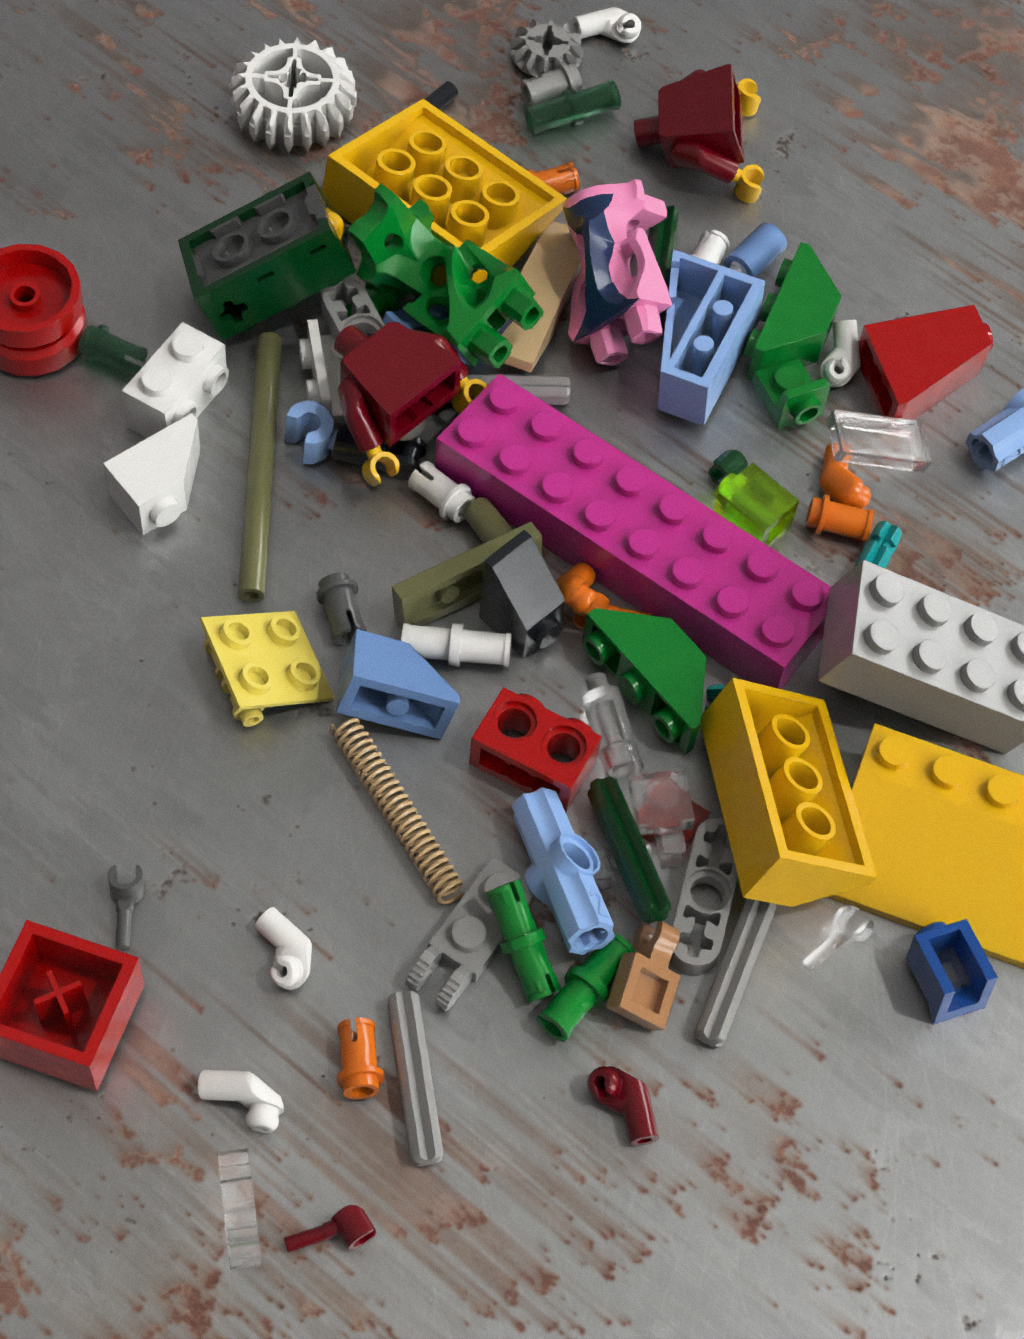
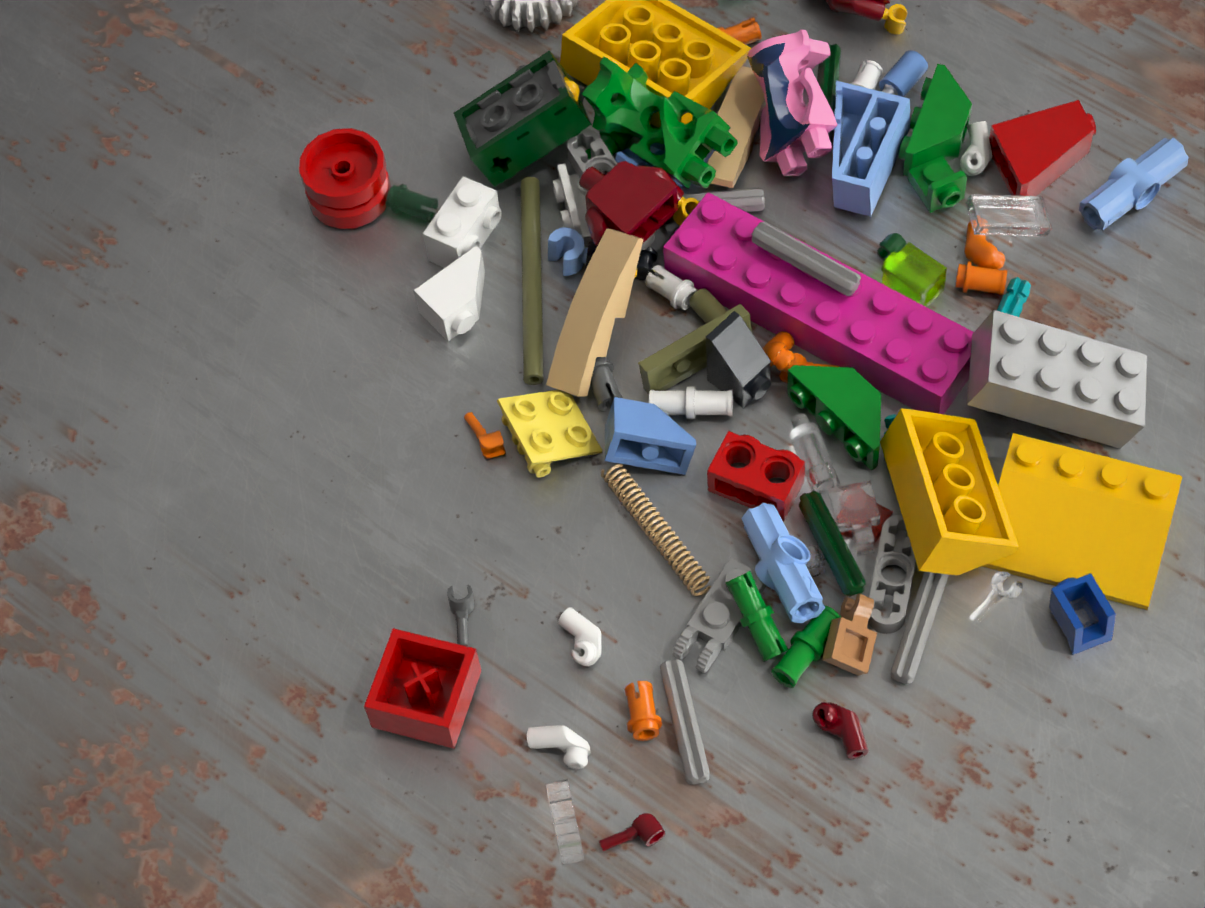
camera: 10 degrees right, 0 degrees up
(186, 675) = (491, 443): none -> orange hand
(334, 521) = (591, 316): none -> tan slope
(621, 471) = (806, 258): none -> light grey axle

